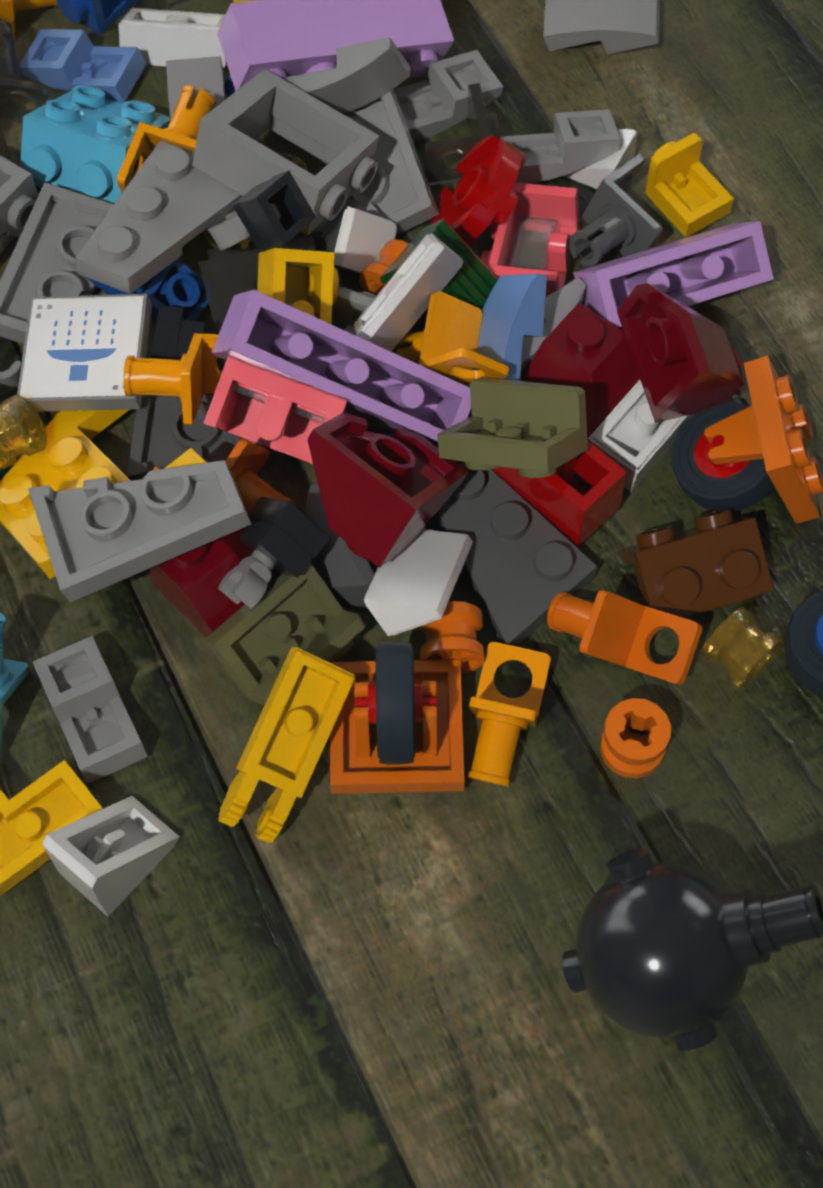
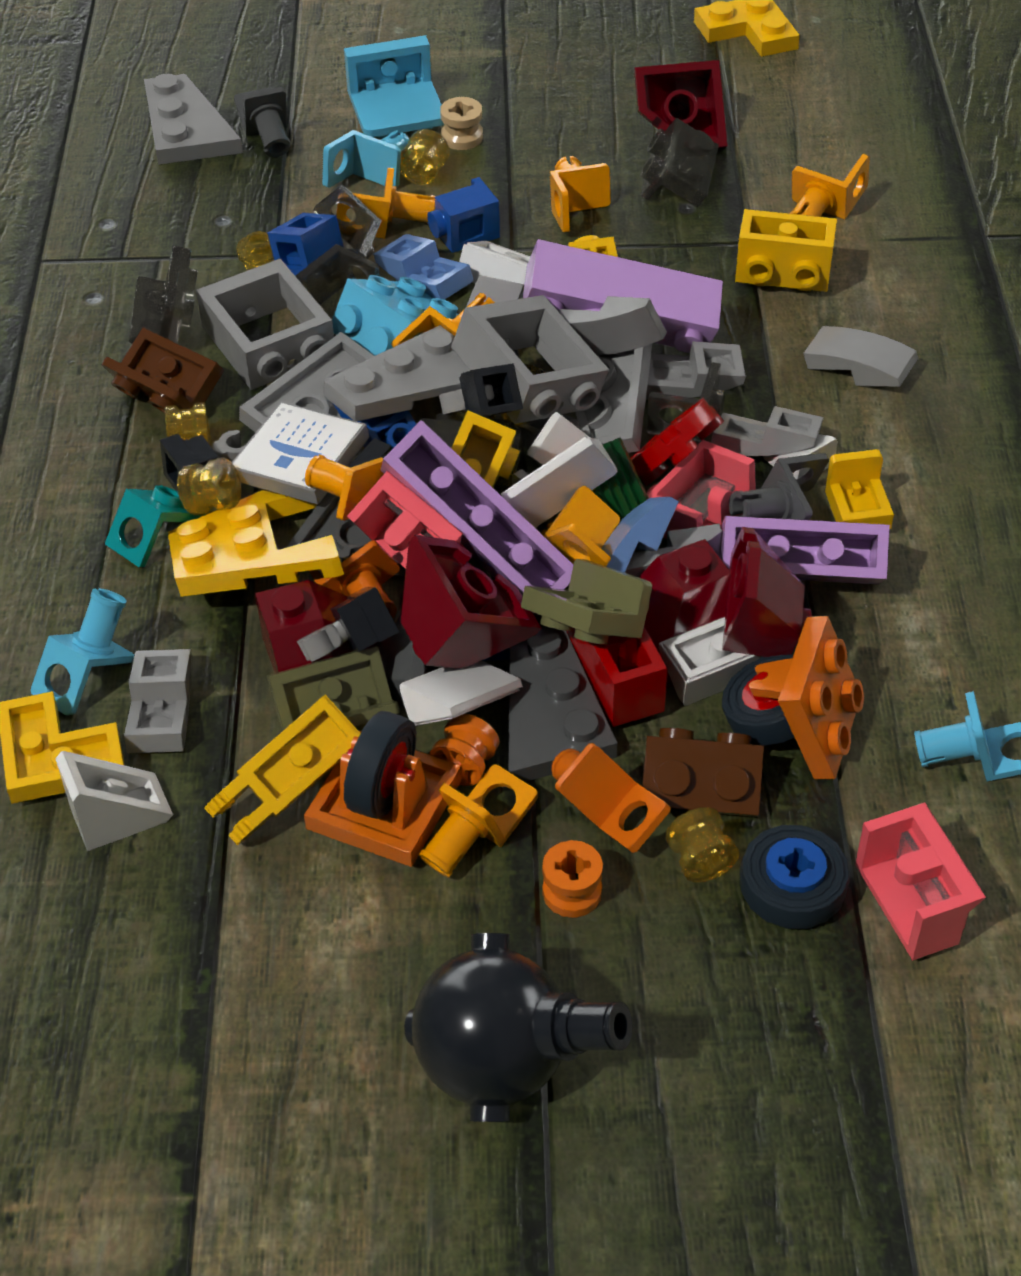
camera: 25 degrees right, 15 degrees down
(129, 526) = (250, 567): light grey wing -> none

